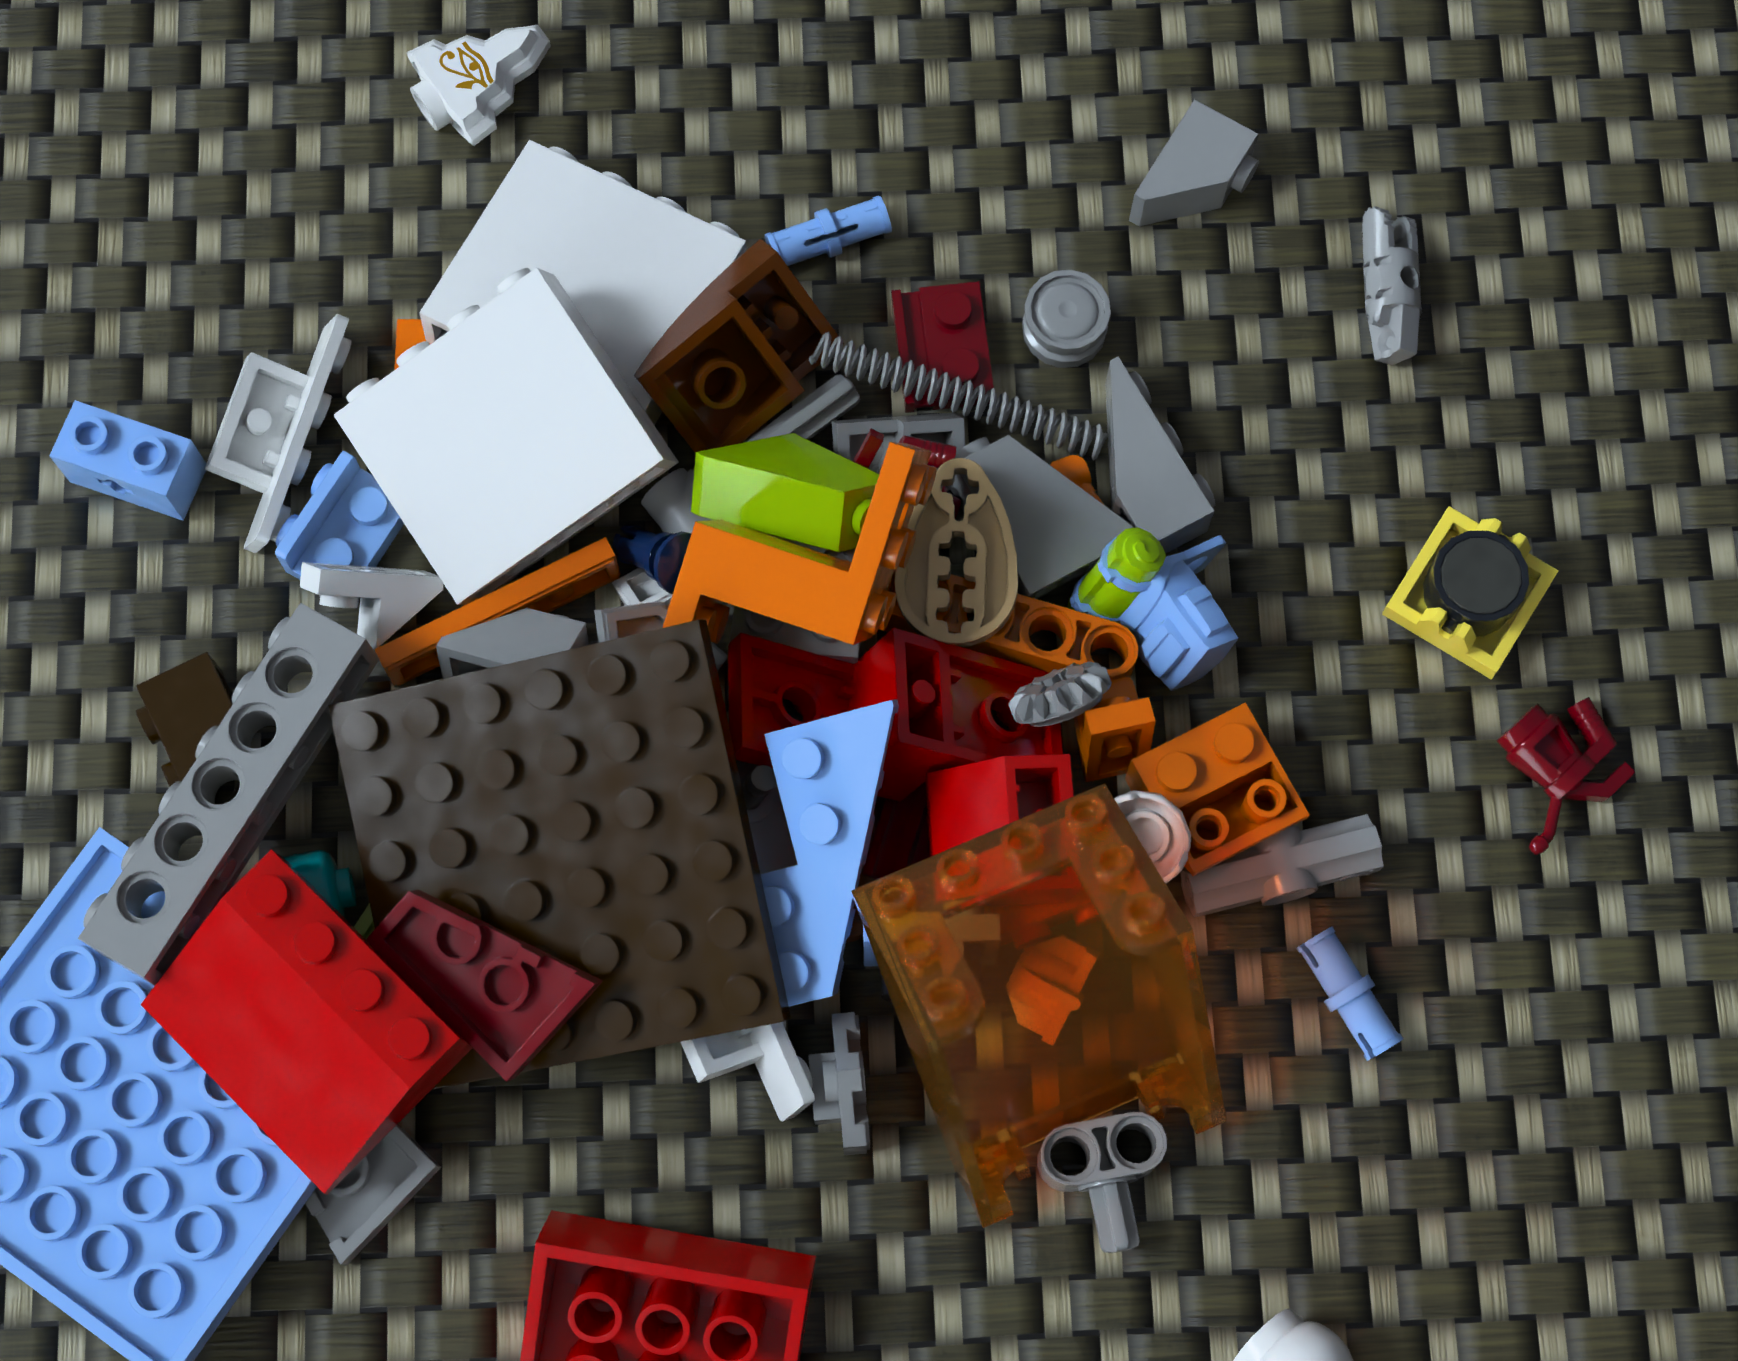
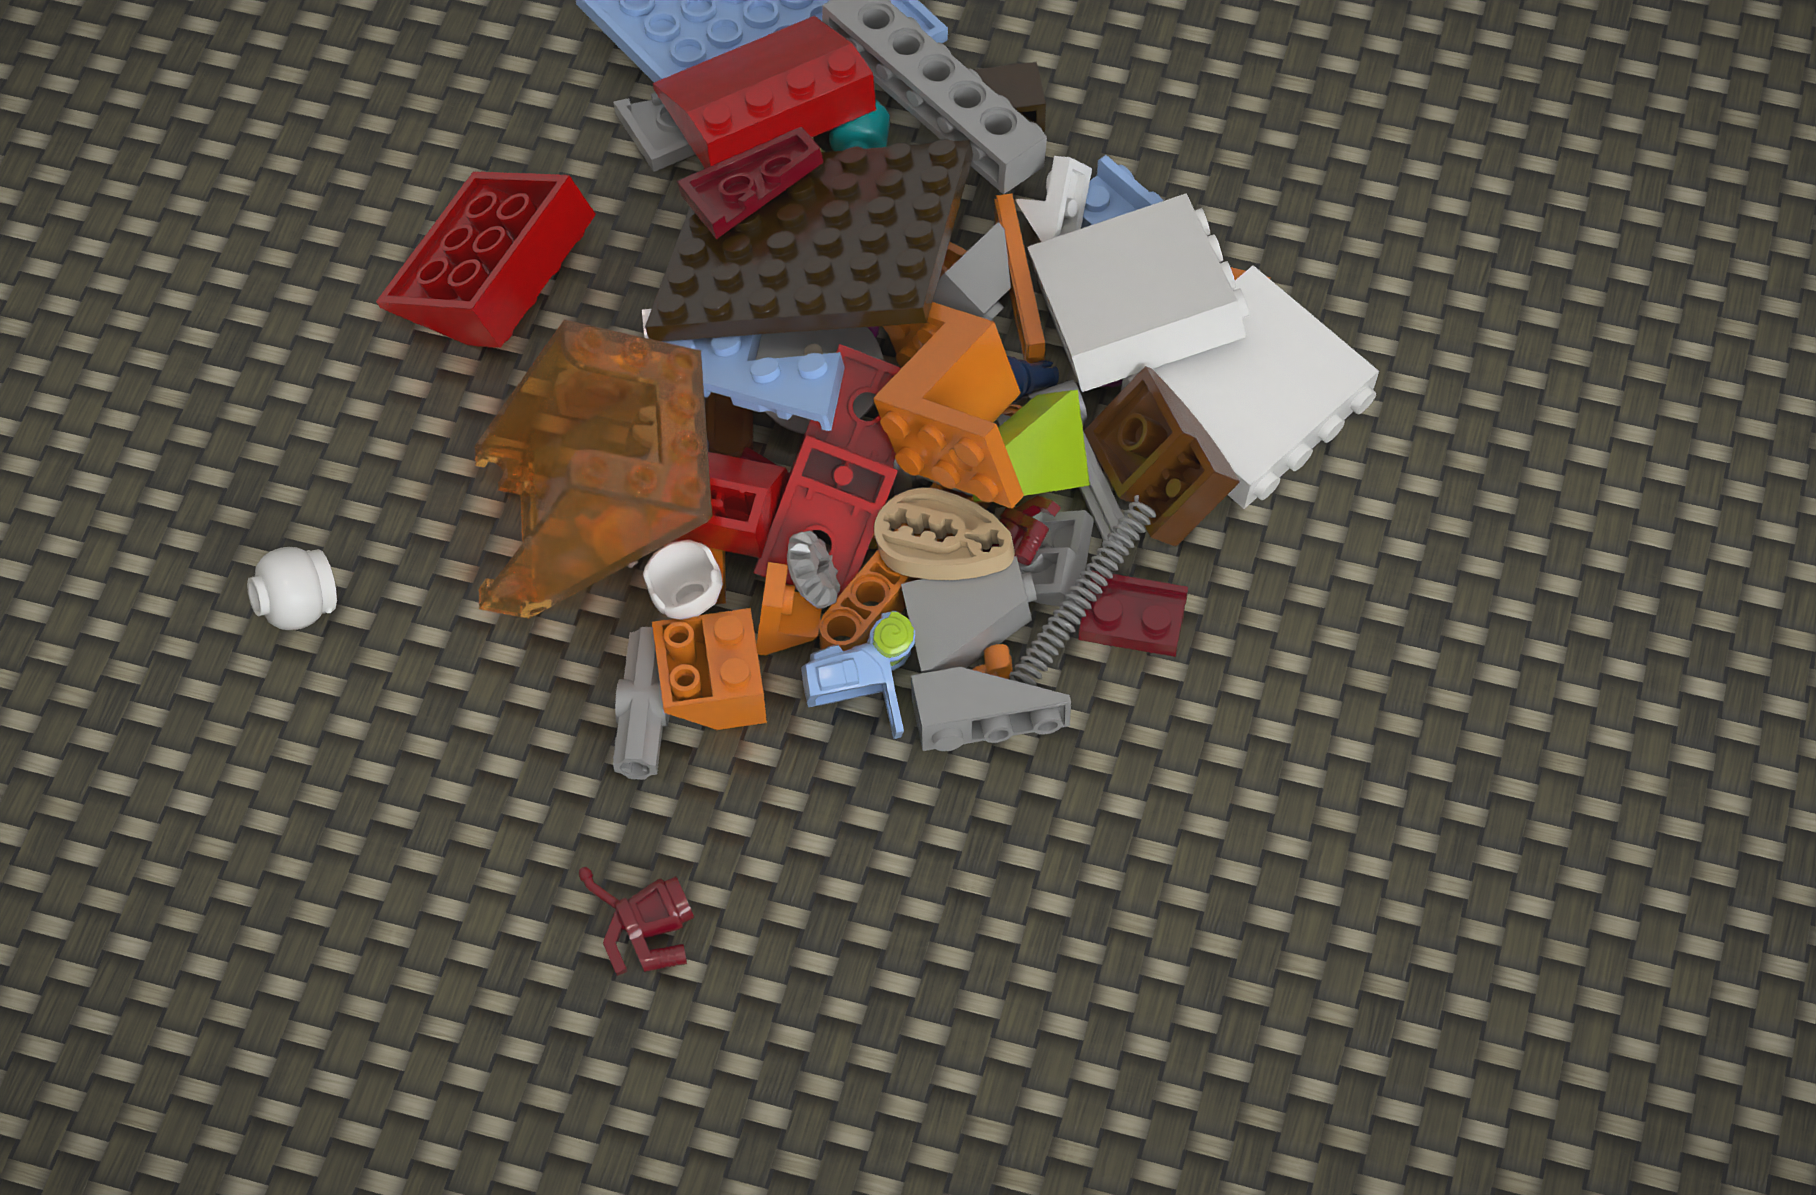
camera: 110 degrees right, 15 degrees down
(129, 460) = (1208, 98): light blue brick -> none
(269, 424) = (1212, 182): white bracket -> none
(474, 78) = (1453, 362): white rock -> none
(831, 231) = (1252, 561): light blue pin -> none
(1066, 318) = (1124, 695): light grey wheel -> none
(1106, 1172) = (481, 526): light grey beam -> none
(1196, 167) = (1226, 823): light grey slope -> none
(1349, 993) = (534, 718): light blue pin -> none
(1391, 284) = (1050, 933): light grey hinge -> none
(1471, 590) = (799, 901): piece -> none

